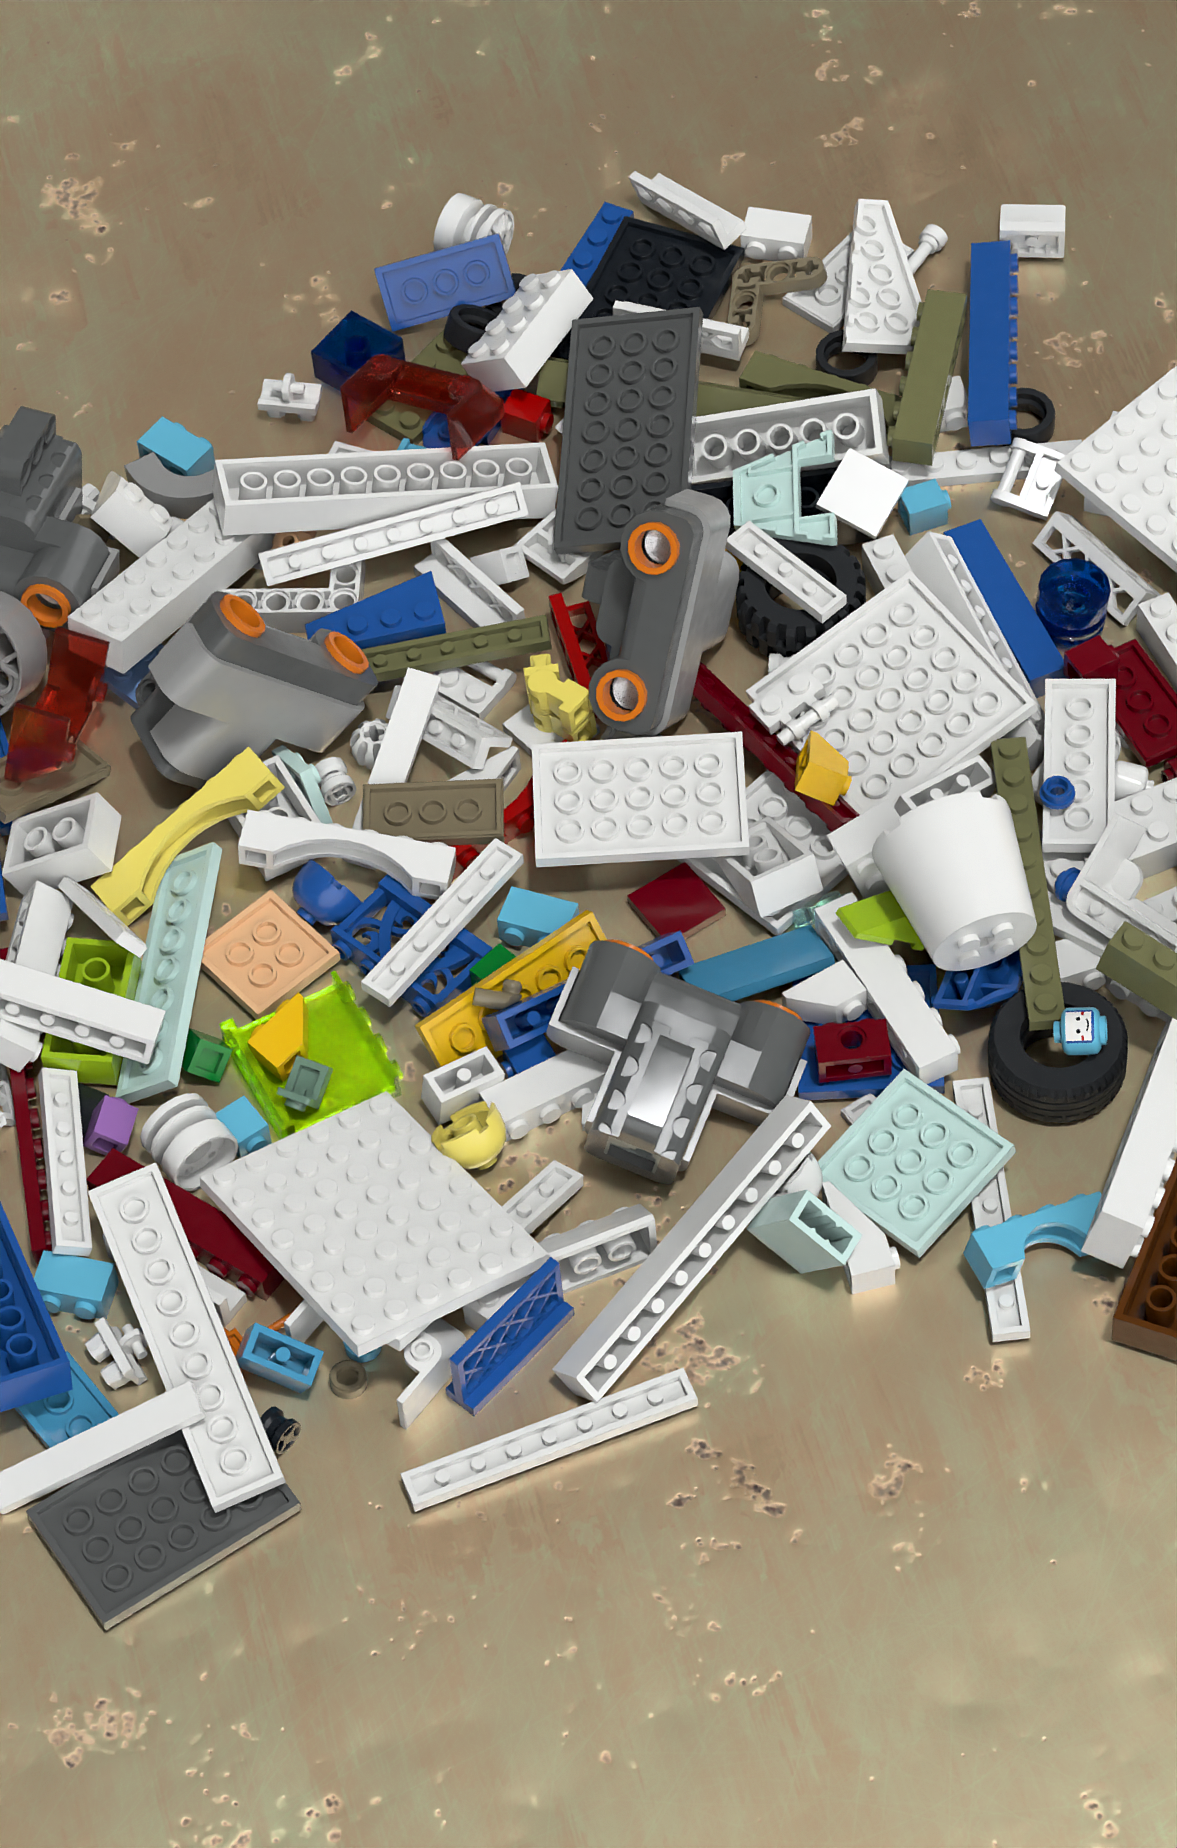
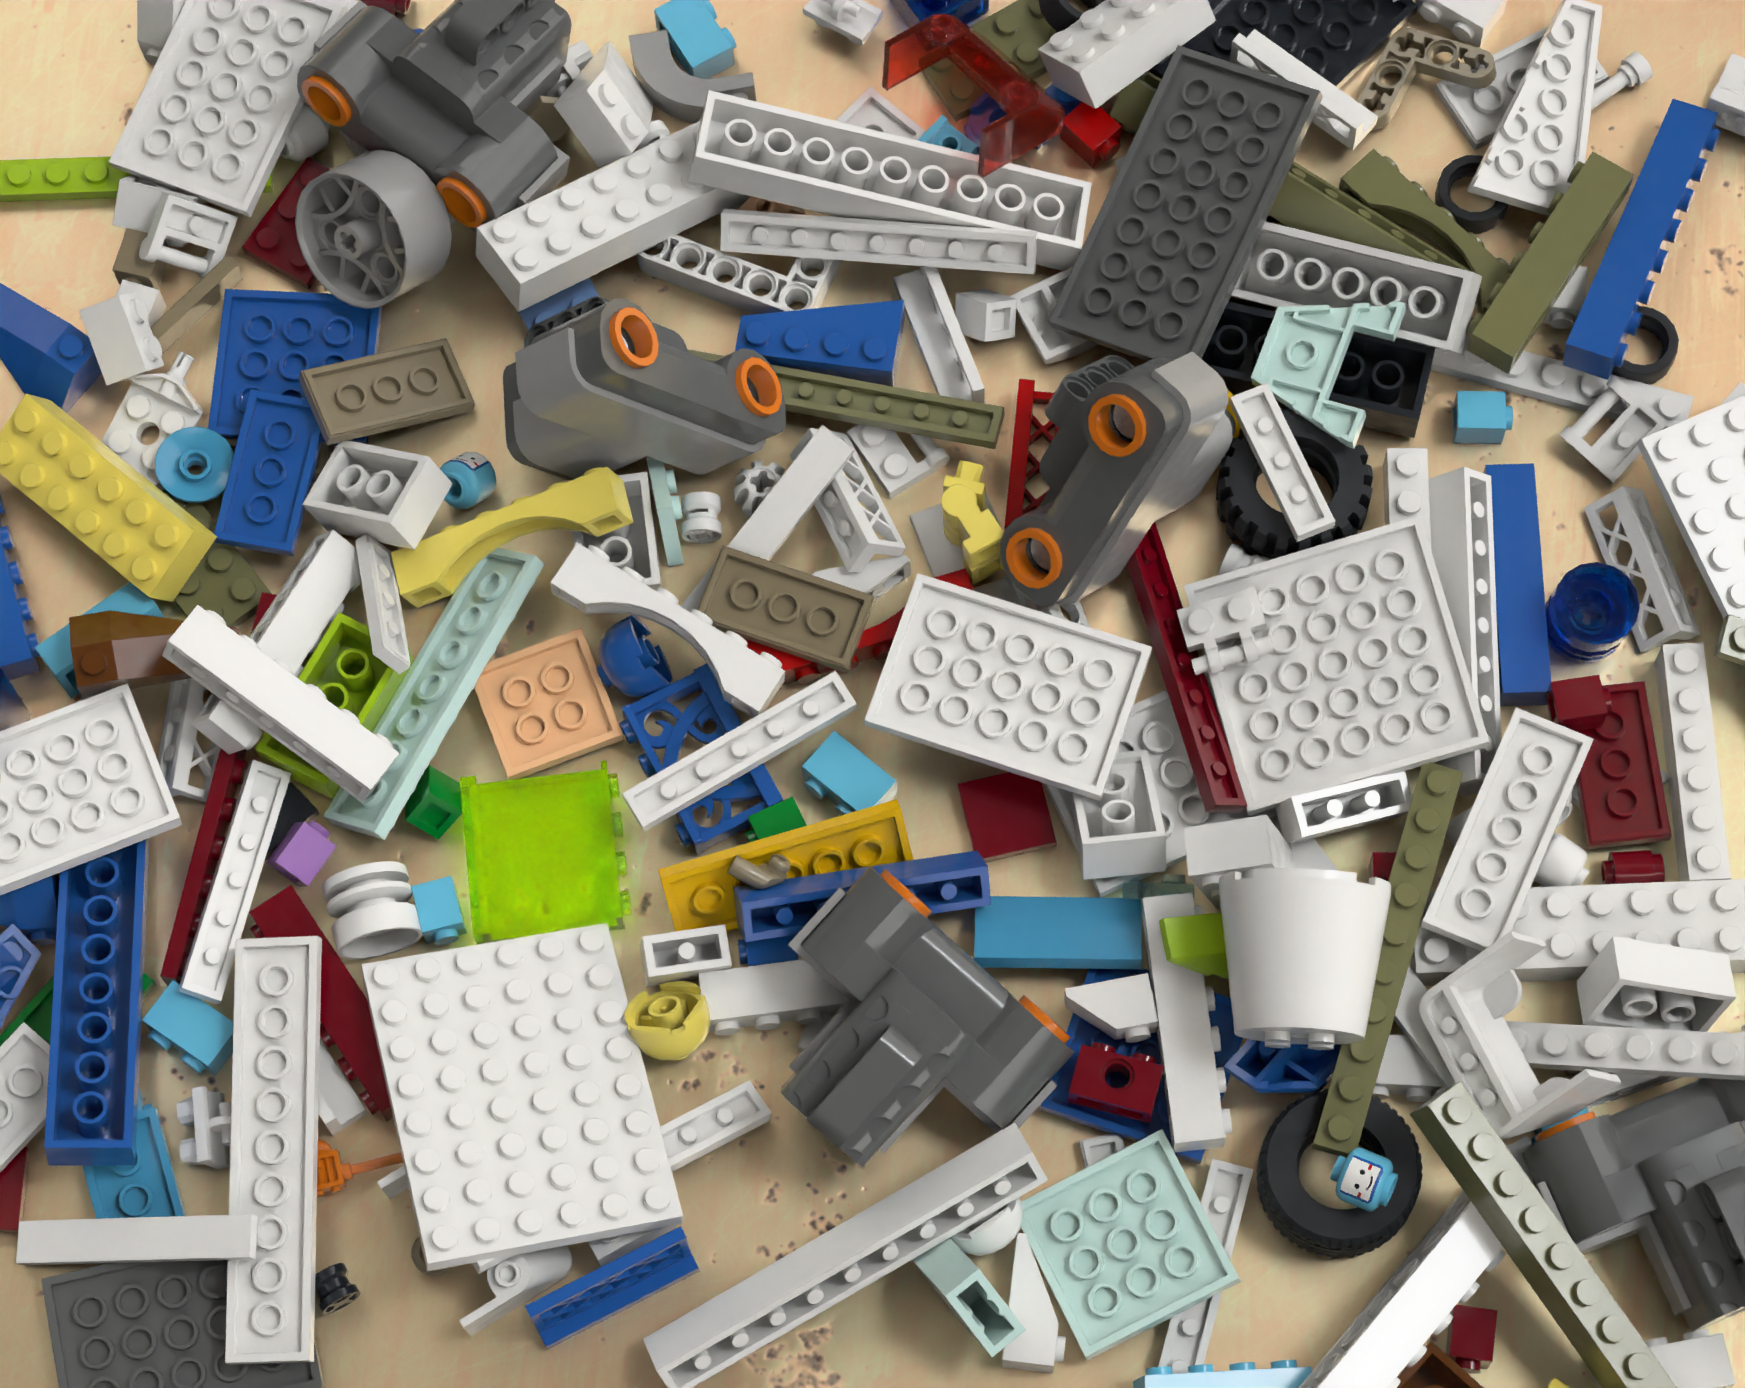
camera: 20 degrees right, 15 degrees up
(47, 734) = (432, 336): clear red windscreen -> none
(136, 816) = (471, 479): none -> medium azure head
(278, 1358) = (362, 1211): dark azure brick -> none
(282, 1037) = (521, 823): yellow slope -> none
(305, 1084) = (522, 885): sand green bracket -> none
(602, 1246) = (749, 1207): white slope -> none
(821, 770) = (1219, 728): yellow slope -> none
(862, 493) = (1410, 390): white tile -> none
(1057, 793) = (1466, 856): blue plate -> none
(1064, 882) = (1432, 974): blue plate -> none

